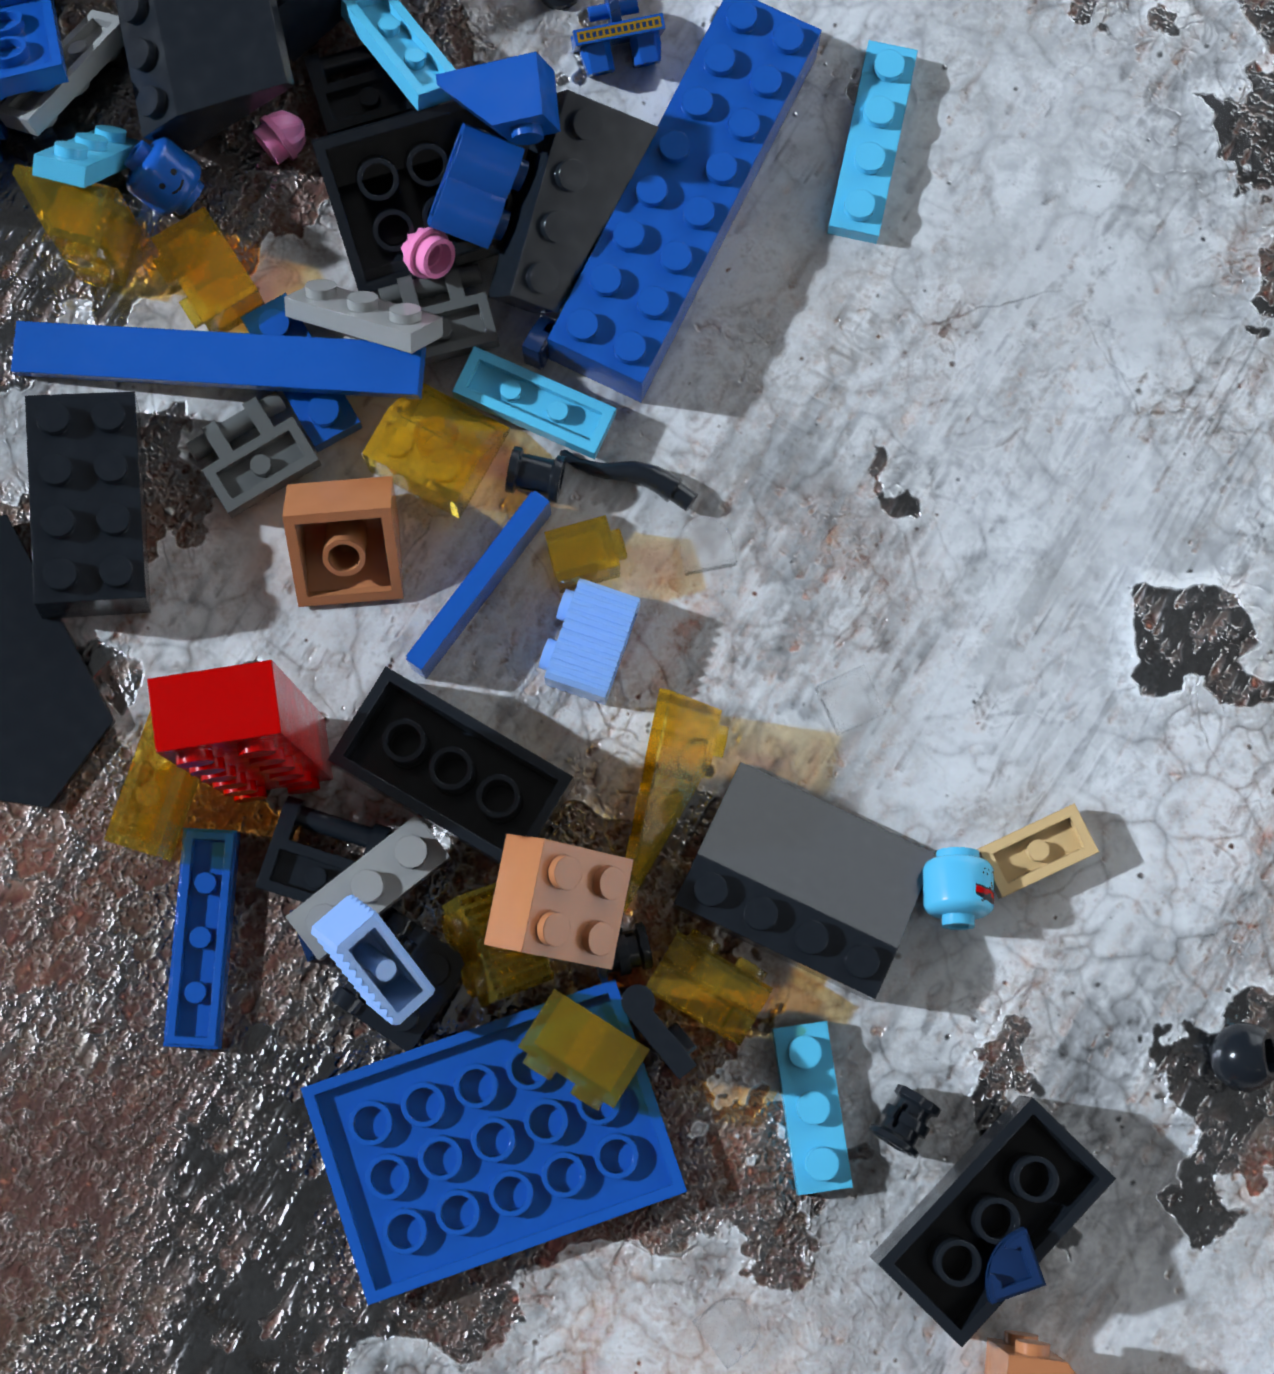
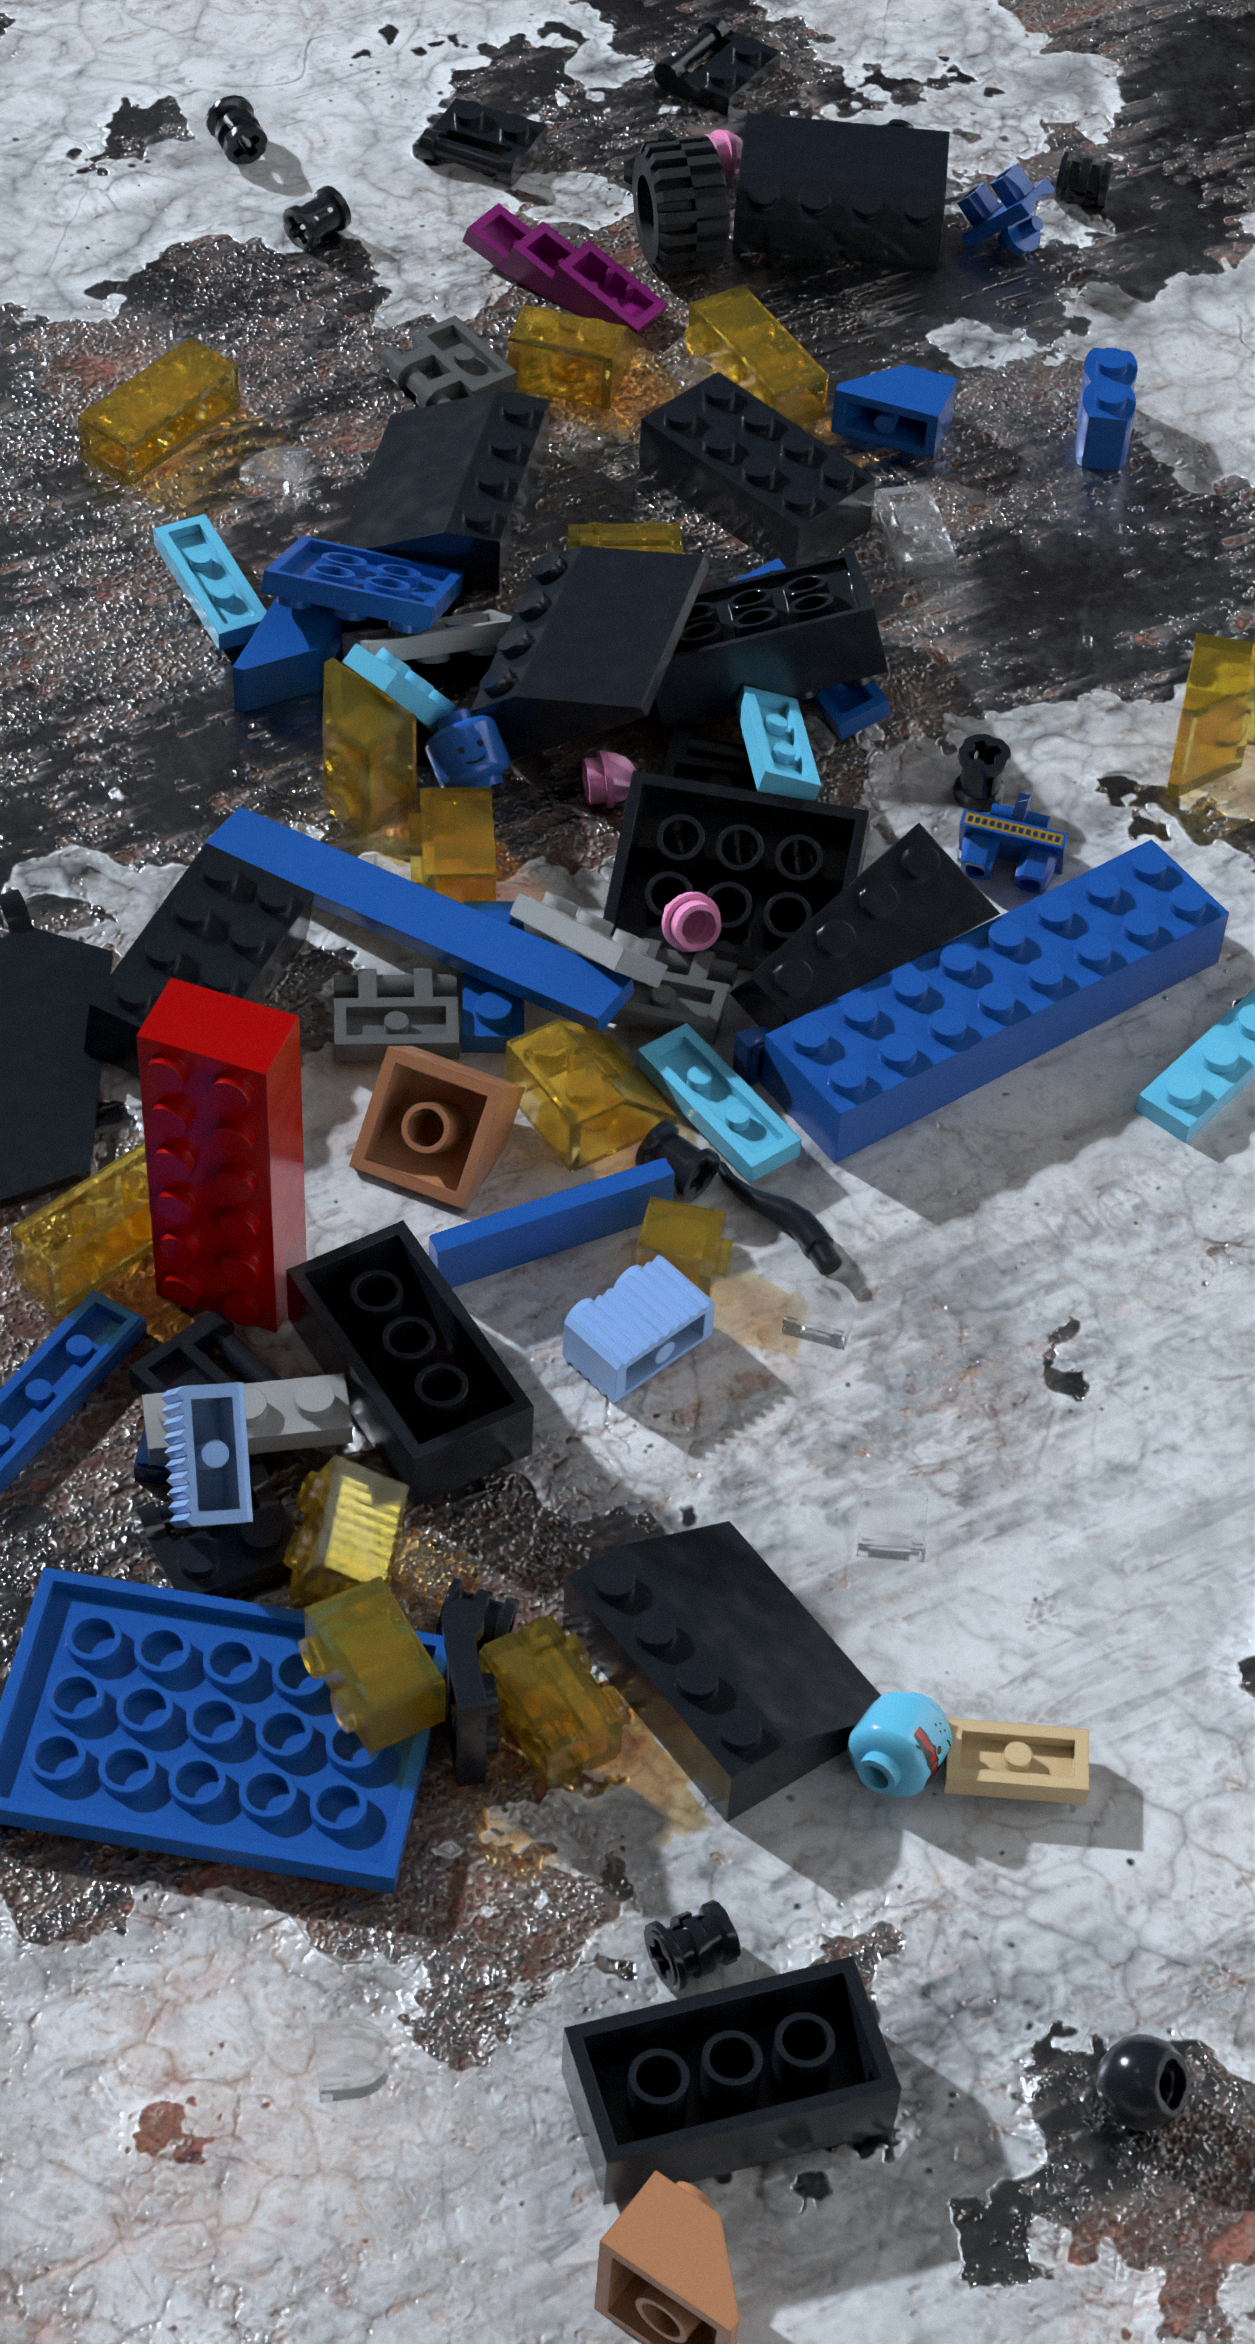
camera: 30 degrees right, 30 degrees down
(477, 186) = (777, 881): blue brick -> none
(509, 96) = (854, 798): blue slope -> none
(558, 901) = (440, 1500): nougat brick -> none
(677, 759) = (646, 1480): clear yellow wedge -> none
(812, 1108) = (591, 1888): medium azure plate -> none
(1012, 1268) = (718, 2106): dark blue tile -> none

